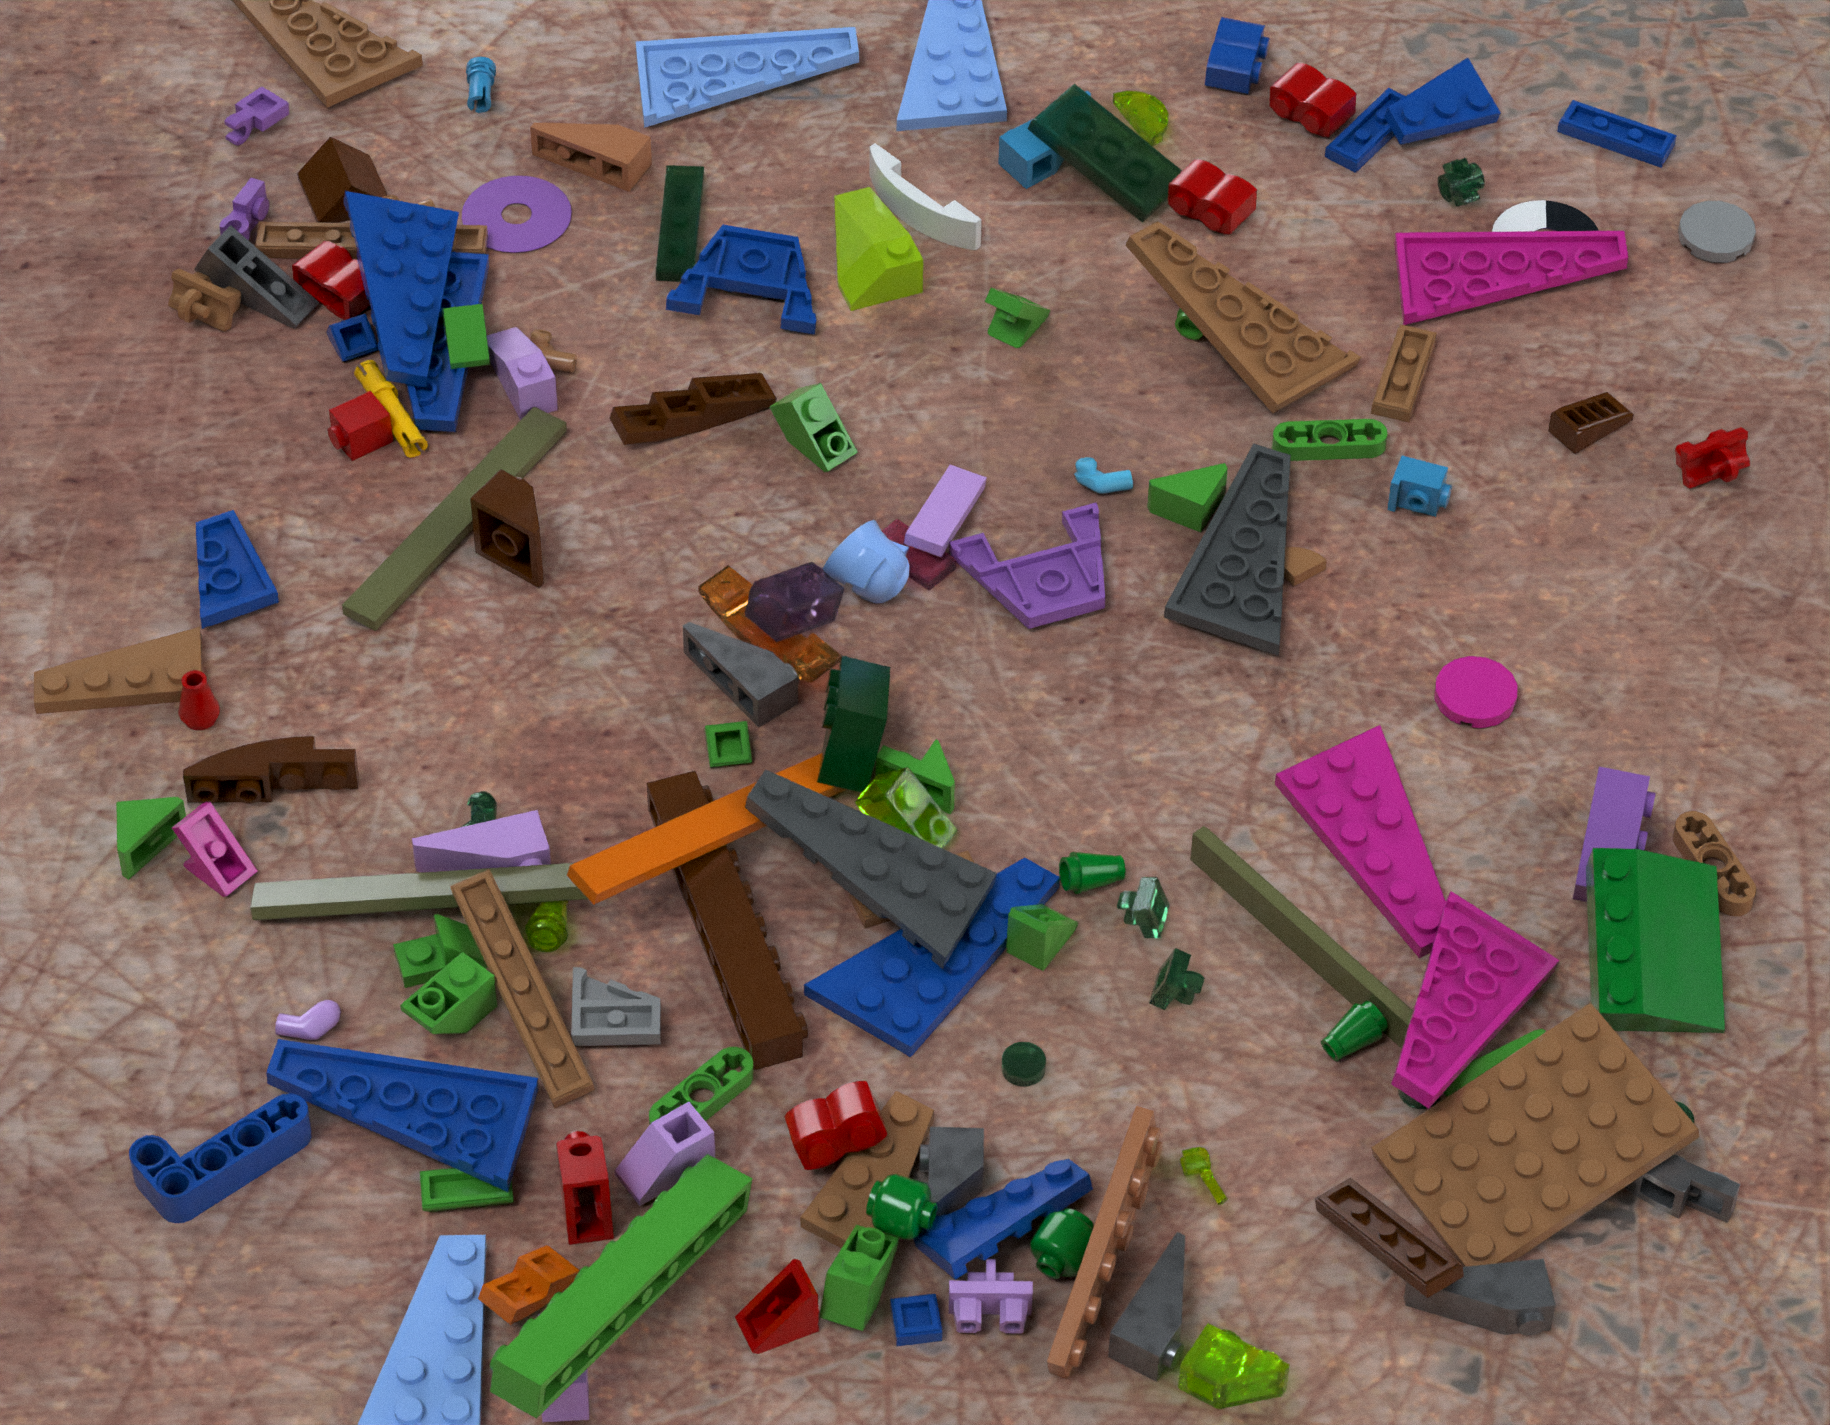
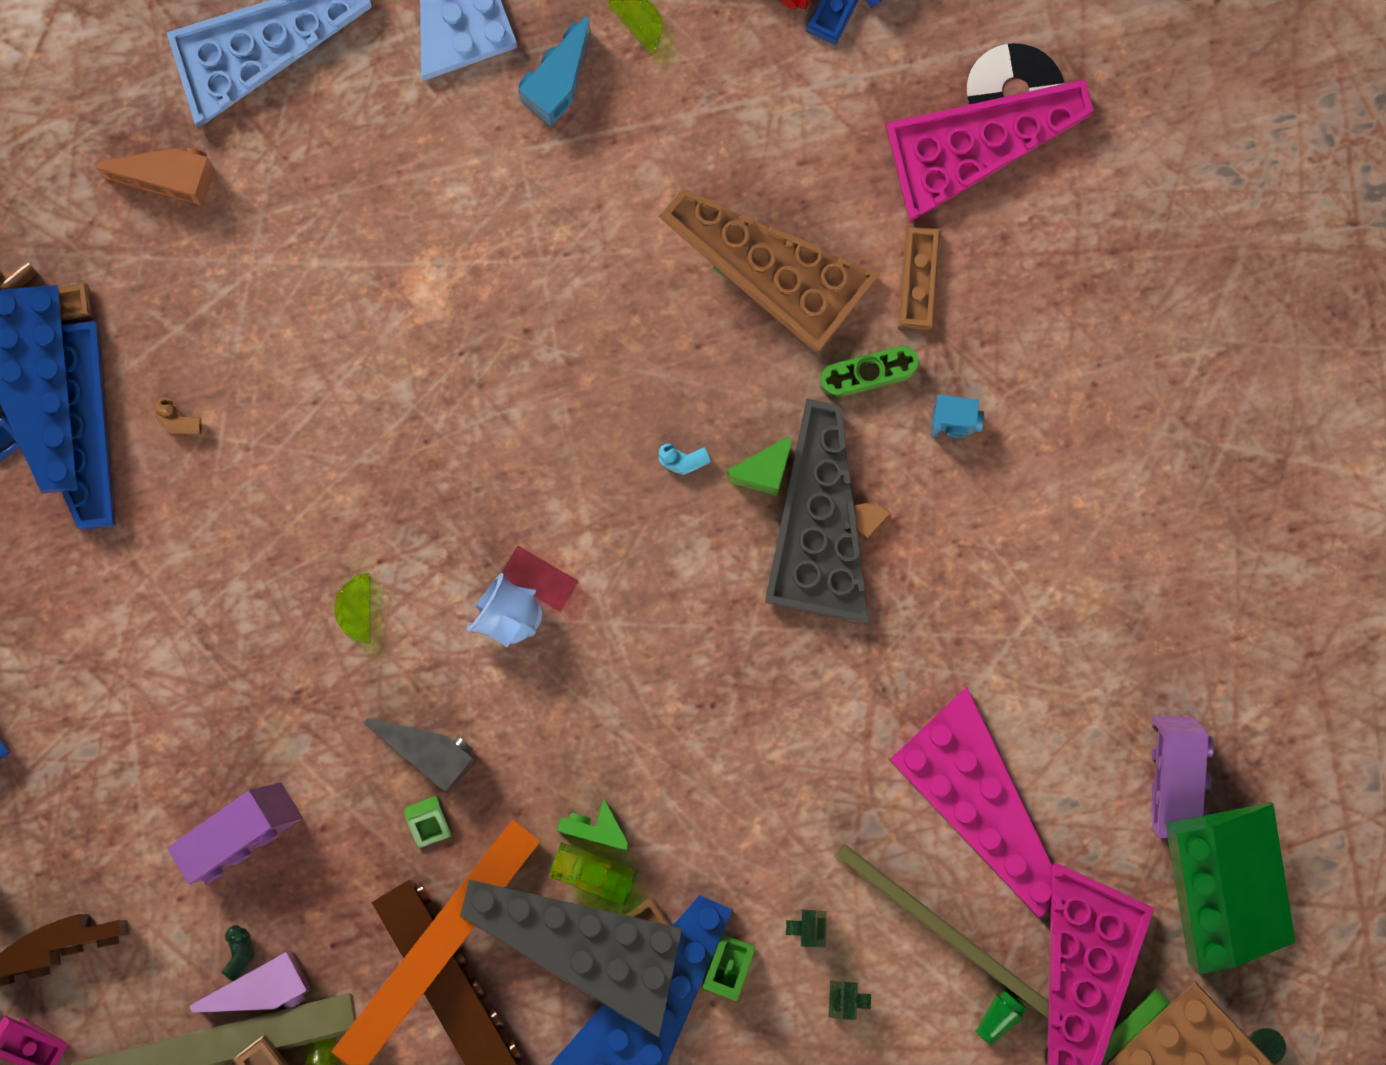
camera: 10 degrees left, 30 degrees up
(360, 426) = (31, 545): red brick -> none
(387, 394) = (53, 516): yellow pin -> none
(449, 522) = (139, 624): olive tile -> none
(466, 336) = (97, 425): bright green slope -> none
(480, 78) = (37, 103): dark azure pin -> none
(508, 526) = (192, 641): reddish brown slope -> none
(508, 701) = (234, 832): none -> medium lavender wedge
(522, 371) = (154, 445): lavender slope -> none
(547, 203) = (115, 225): medium lavender sticker -> none
(679, 222) = (255, 237): clear green tile -> none
(698, 545) = (354, 608): none -> clear neon green tile
(703, 406) = (316, 457): reddish brown slope -> none
(728, 597) = (435, 696): clear orange slope -> none
(750, 264) = (331, 279): blue wing -> none
(794, 601) = (450, 669): clear purple brick -> none
(814, 426) = (425, 460): bright green slope -> none
(853, 722) = (531, 792): dark green wedge -> none
(873, 252) = (431, 239): lime wedge -> none
(945, 510) = (557, 530): lavender tile -> none
(946, 224) = (495, 194): white slope -> none
(1014, 317) = (573, 288): bright green slope -> none
(1044, 583) = (663, 589): medium lavender wing -> none
(1089, 871) = (756, 897): green cone -> none
(1106, 151) = (617, 84): clear green tile -> none
(1212, 196) = (717, 112): red brick -> none
(1461, 182) = (933, 48): clear green gear -> none
(1475, 691) = (1039, 628): dark pink tile -> none
(1576, 437) = (1072, 321): reddish brown slope -> none
(1714, 458) = (1202, 331): red hips -> none
(1715, 846) = (1277, 771): medium nougat beam -> none
(1716, 231) = (1162, 53): light grey tile -> none

